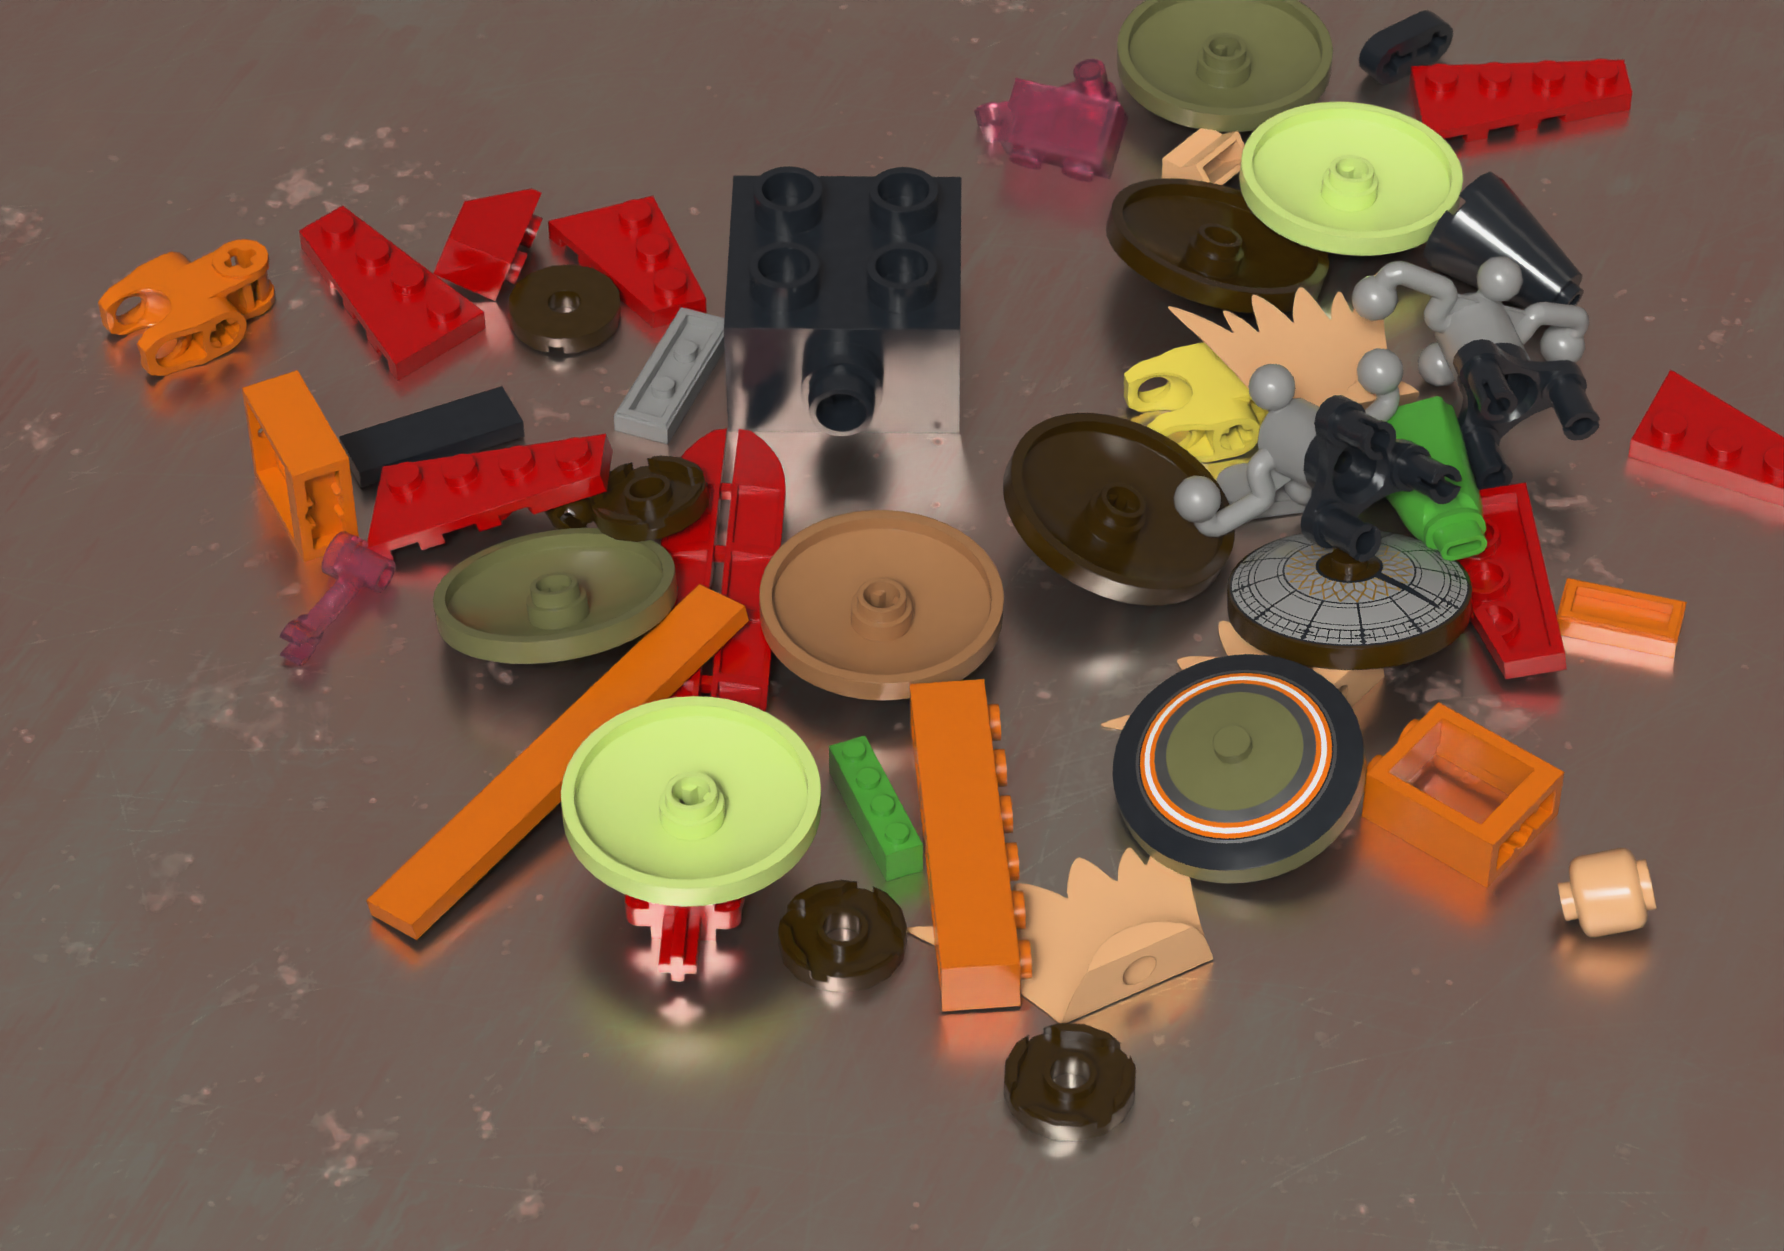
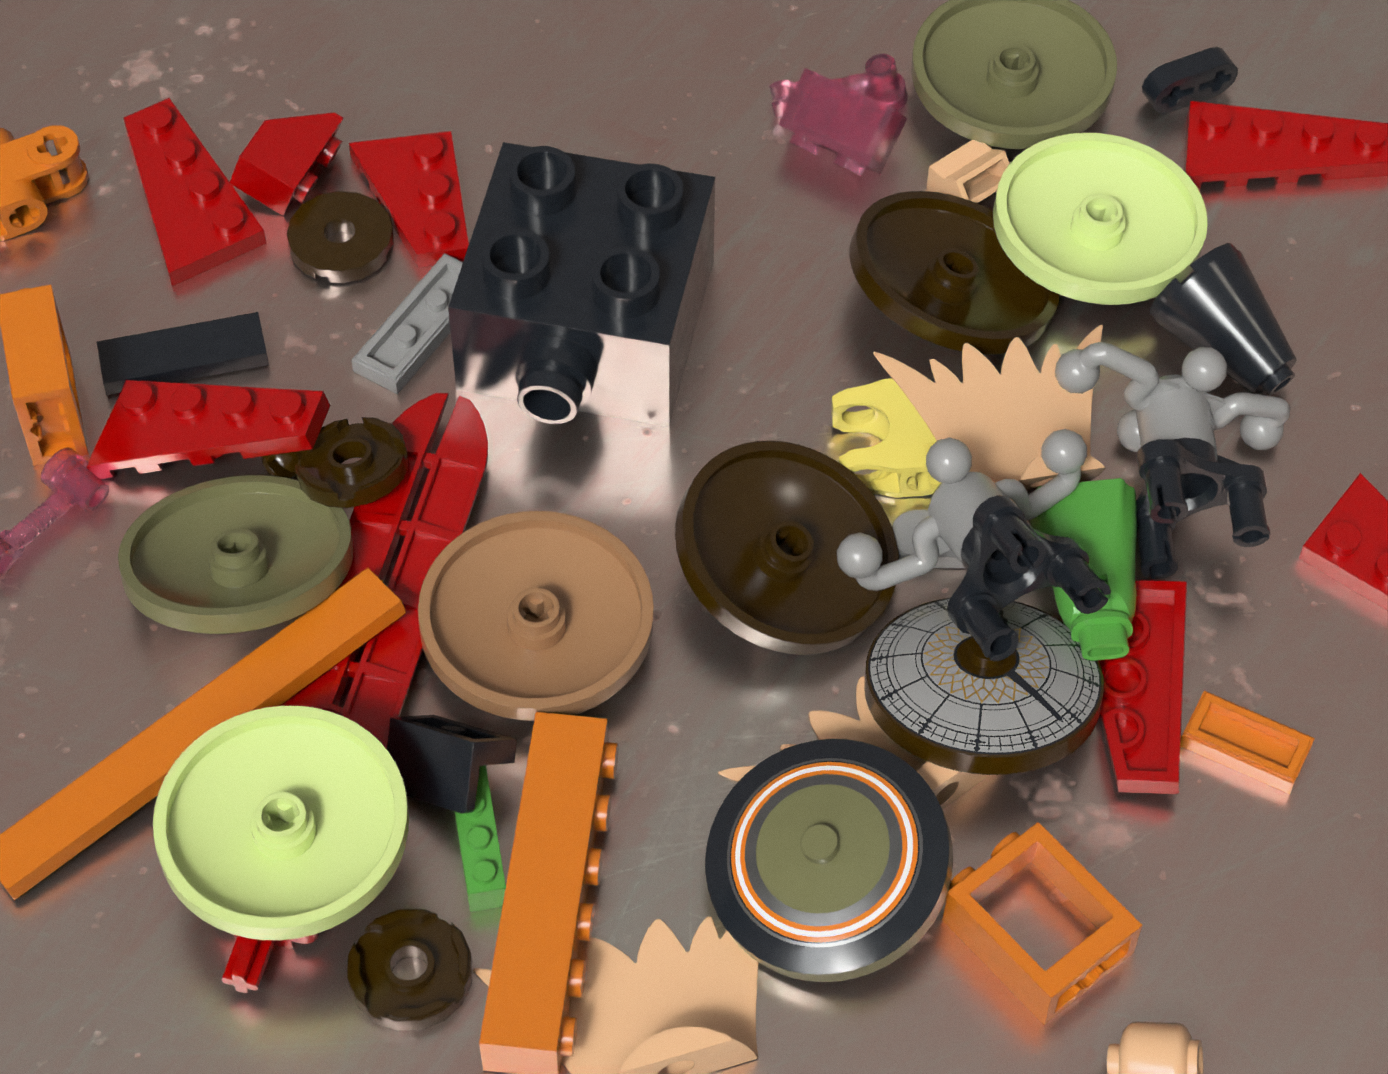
camera: 10 degrees right, 10 degrees up
(842, 738) = (443, 758): none -> black panel

